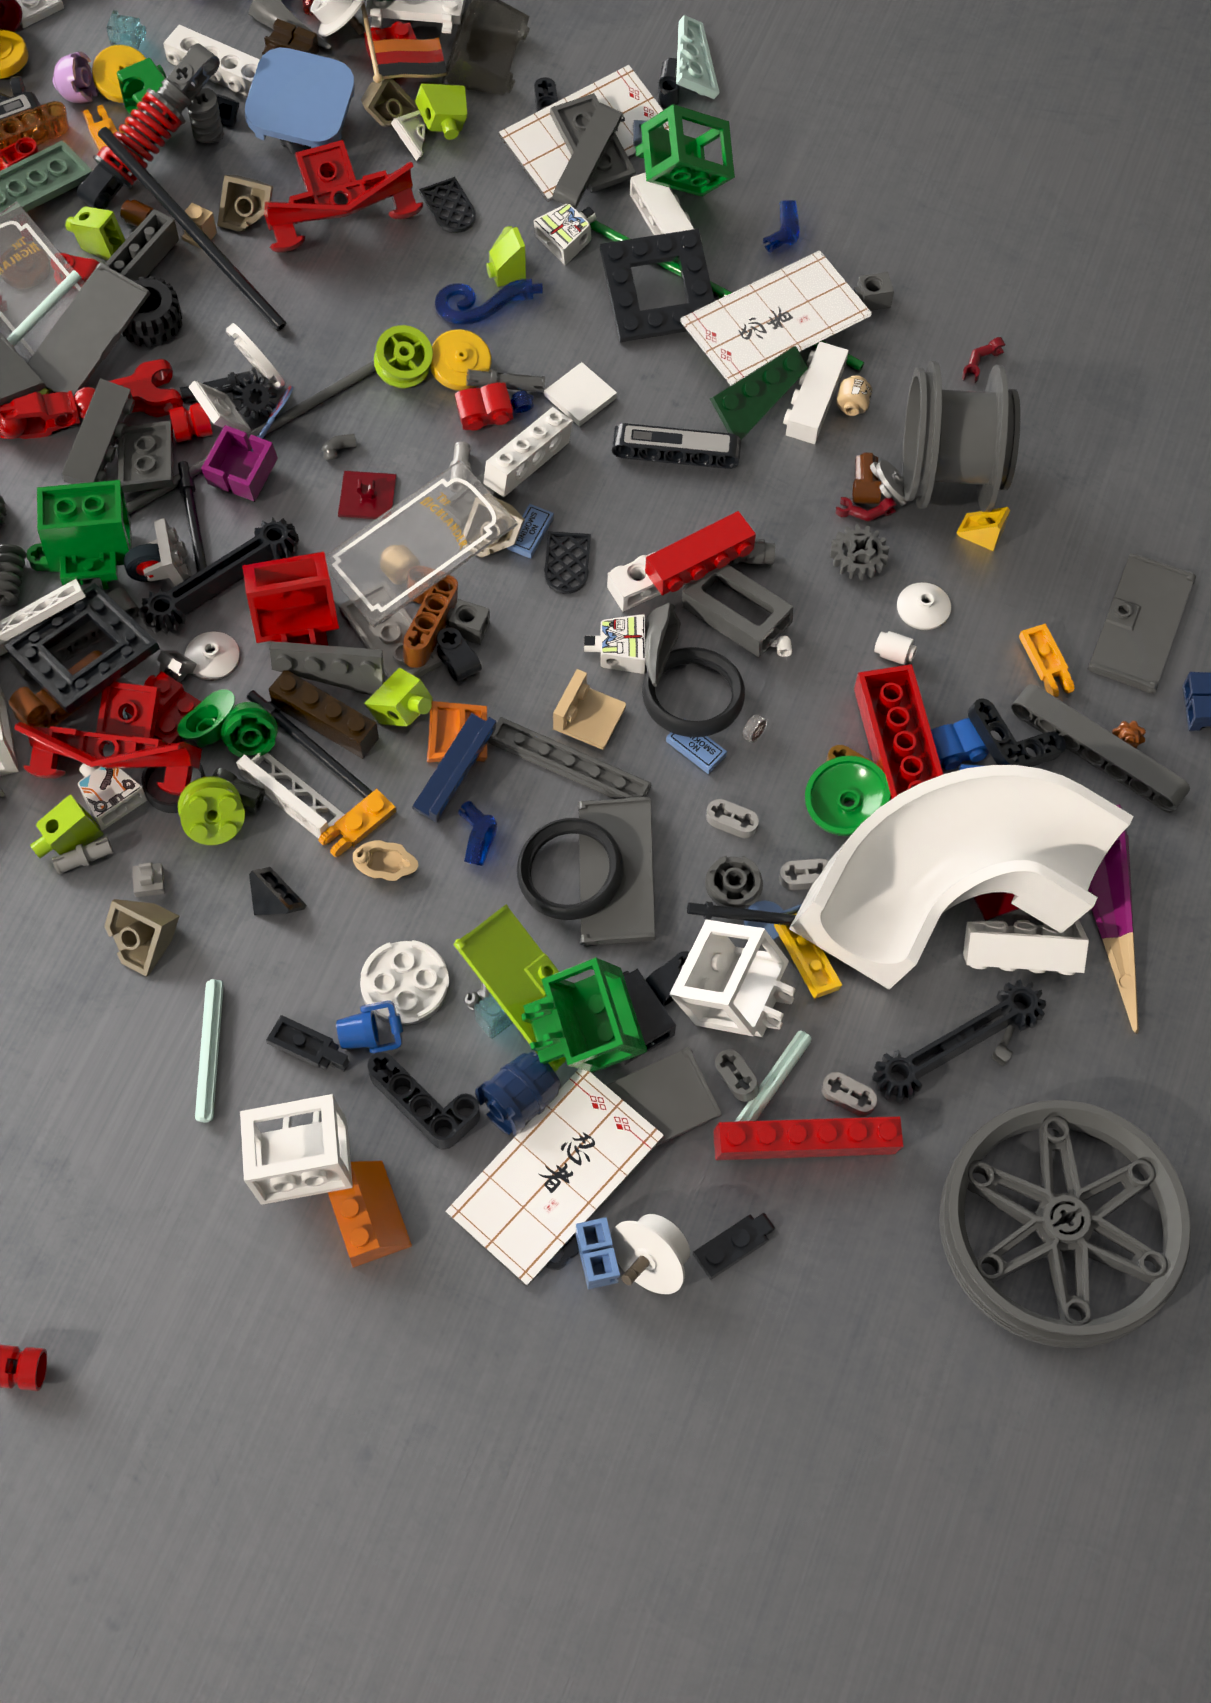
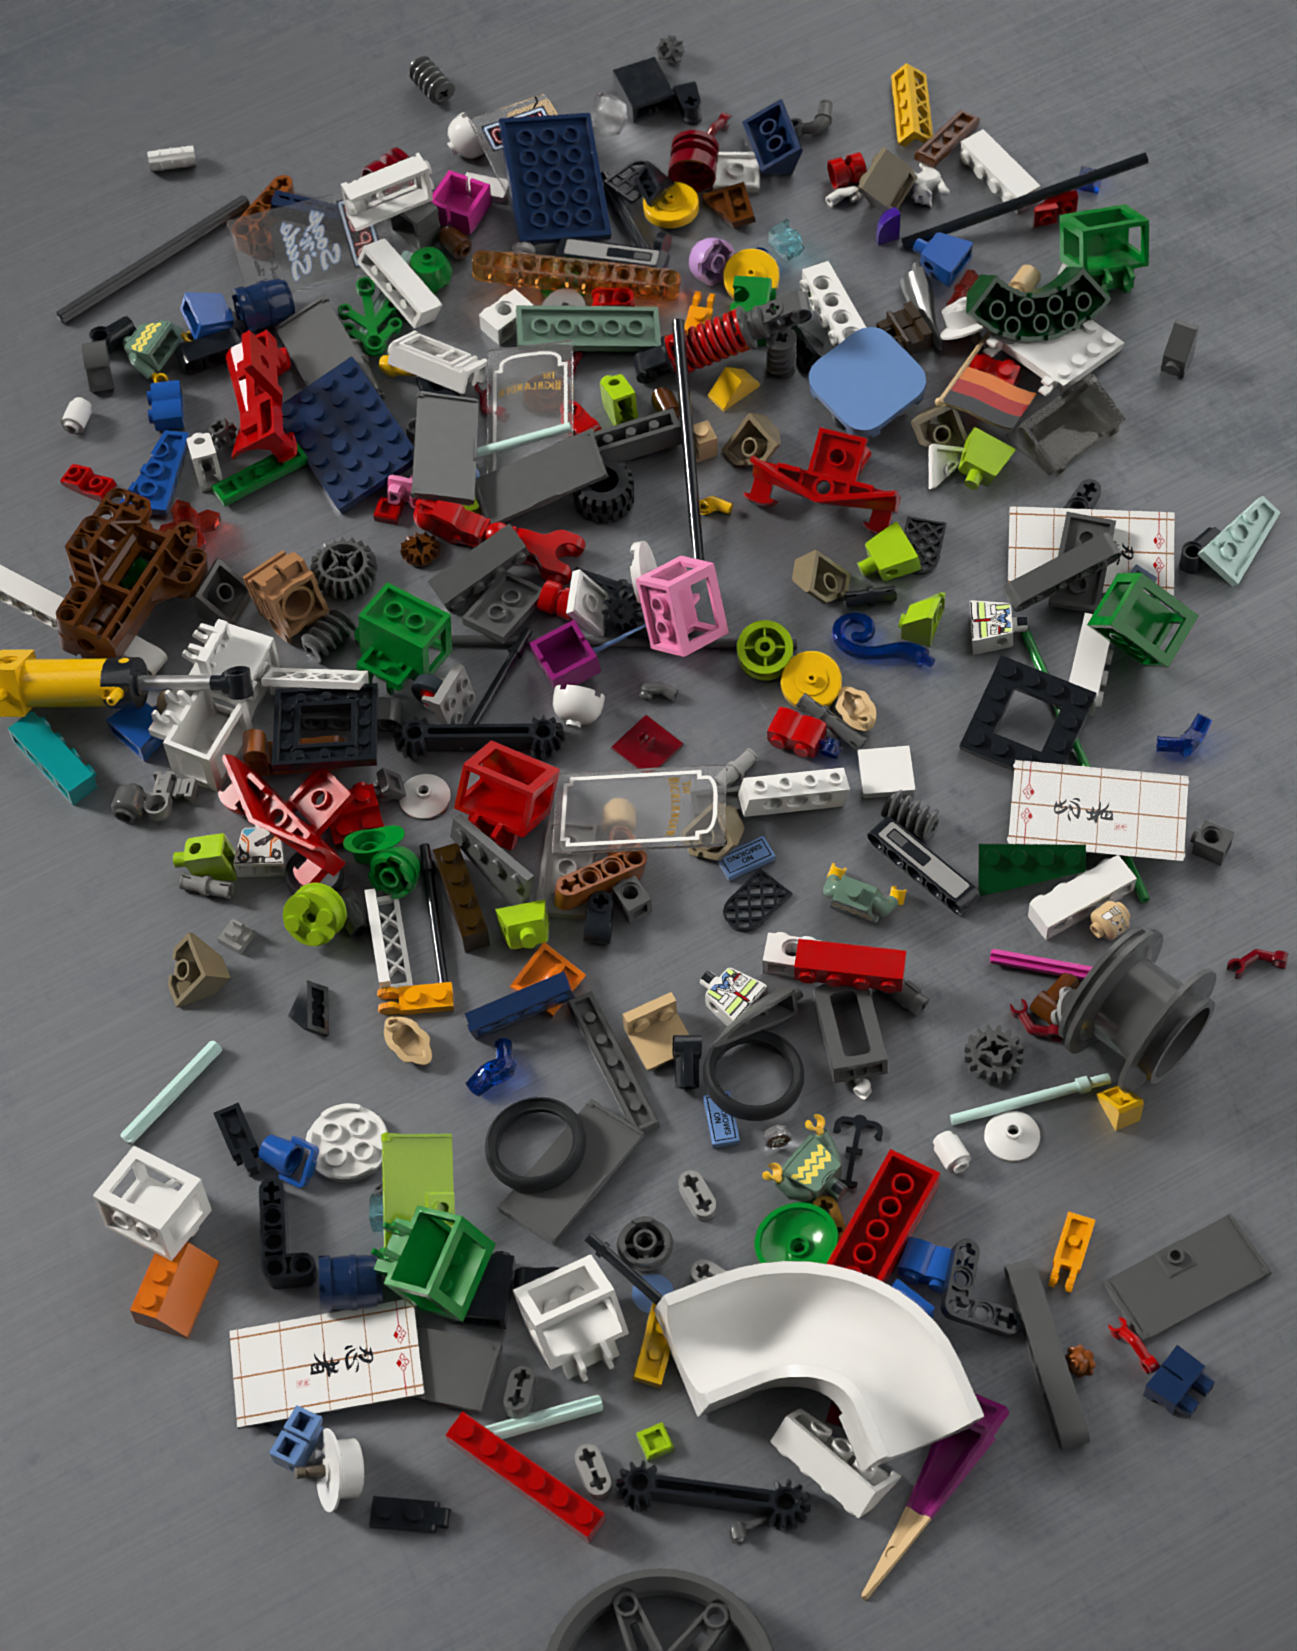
camera: 45 degrees right, 5 degrees down
(23, 465) = (411, 554): none -> reddish brown gear
(51, 27) = (731, 204): none -> reddish brown wing
(182, 172) = (732, 387): none -> yellow slope
(251, 270) = (713, 504): none -> yellow arm
(284, 496) = (577, 705): none -> white cylinder
(302, 364) = (671, 606): none -> bright pink piece
(393, 274) = (820, 577): none -> dark tan slope
(435, 224) = (890, 554): none -> lime torso
(446, 266) = (870, 596): none -> black pin
(516, 358) = (856, 709): none -> tan arm
(628, 711) = (687, 1052): none -> black piece
(634, 410) = (911, 815): none -> dark grey piece
(649, 501) = (858, 897): none -> sand green torso
(803, 675) = (859, 1123): none -> black piece
(804, 731) = (811, 1168): none -> sand green torso
(842, 458) = (1038, 964): none -> dark pink axle
(874, 1034) = (655, 1441): none -> lime tile
(941, 534) = (1081, 1085): none -> light aqua bar
(1172, 701) = (1147, 1361): none -> red arm

